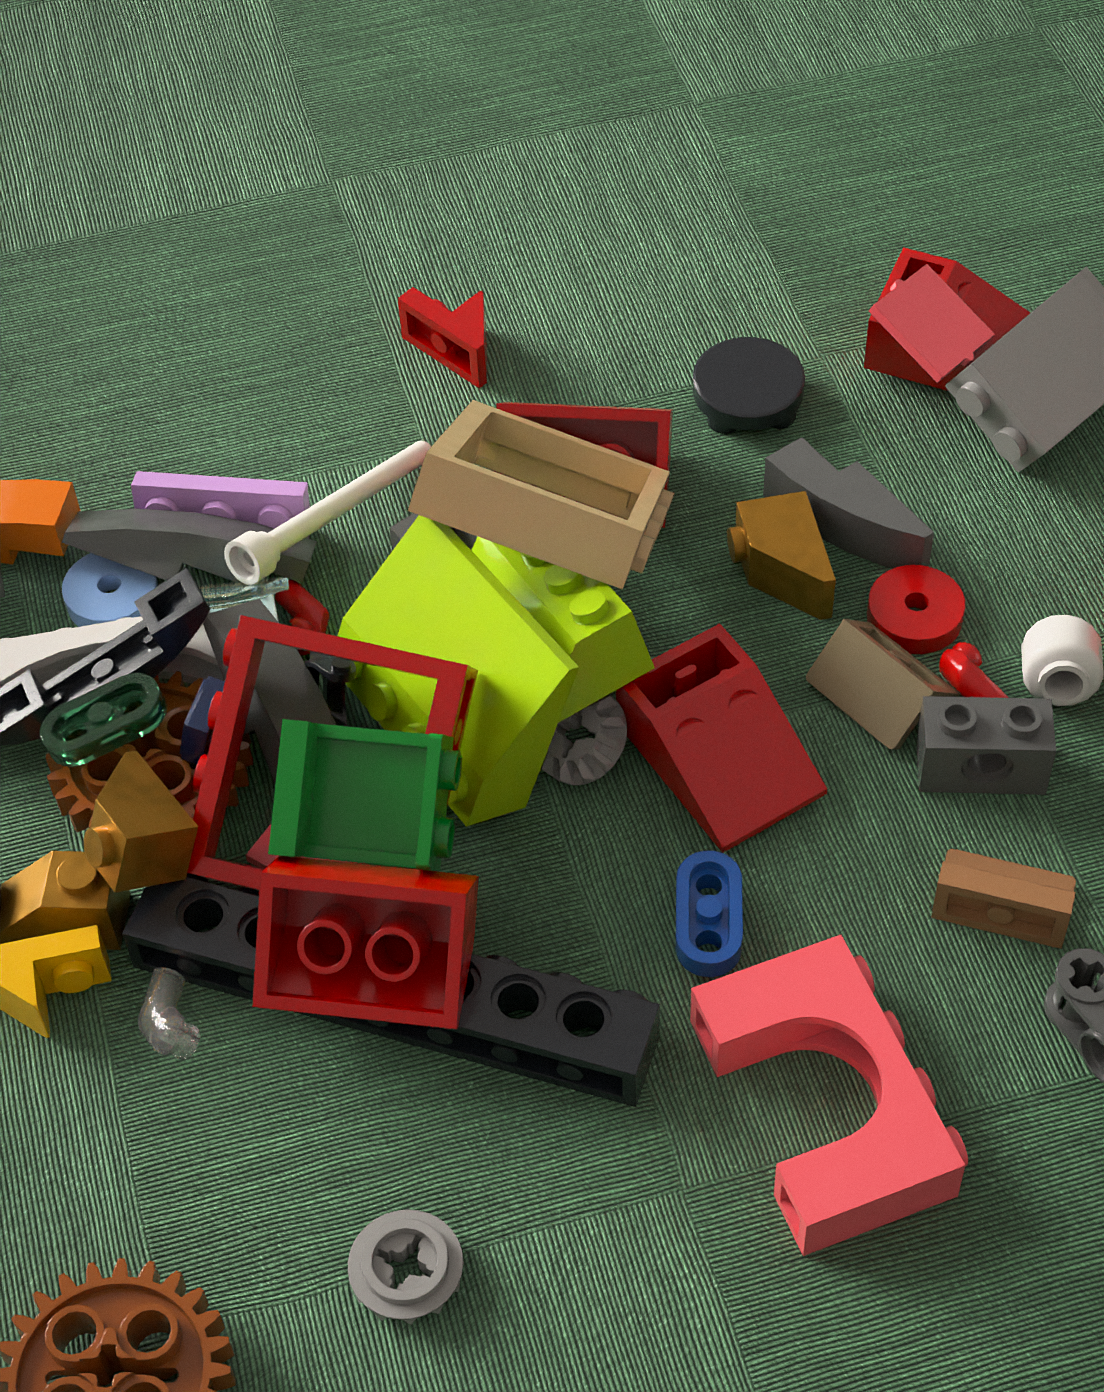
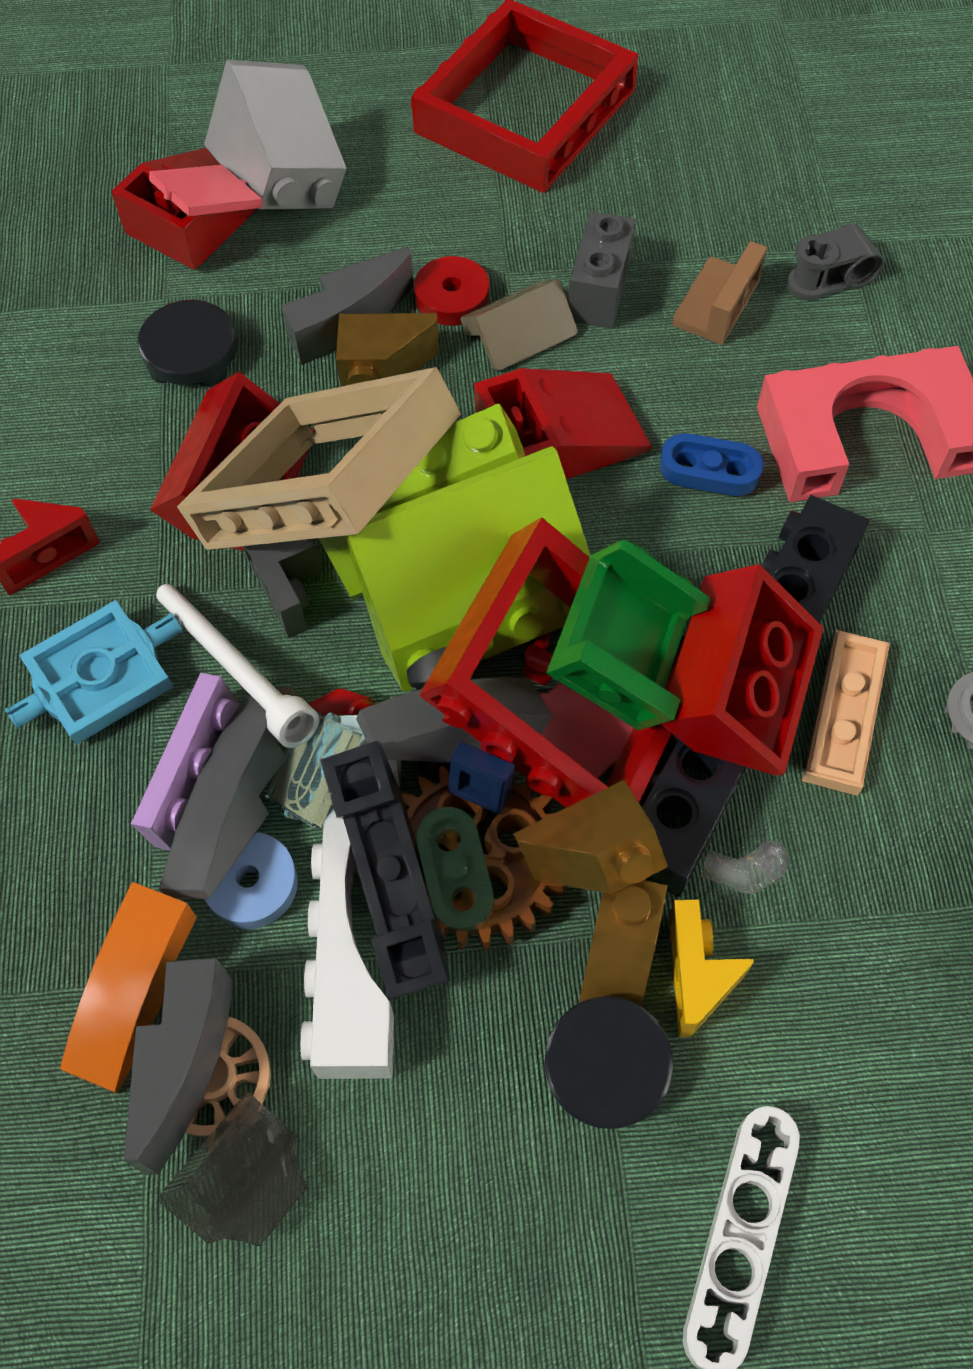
camera: 80 degrees left, 10 degrees up
(314, 416) = (95, 672): none -> medium azure plate
(386, 1106) = (846, 713): none -> light nougat tile
(962, 671) = (528, 271): red arm -> none
(1062, 660) = (534, 212): white head -> none

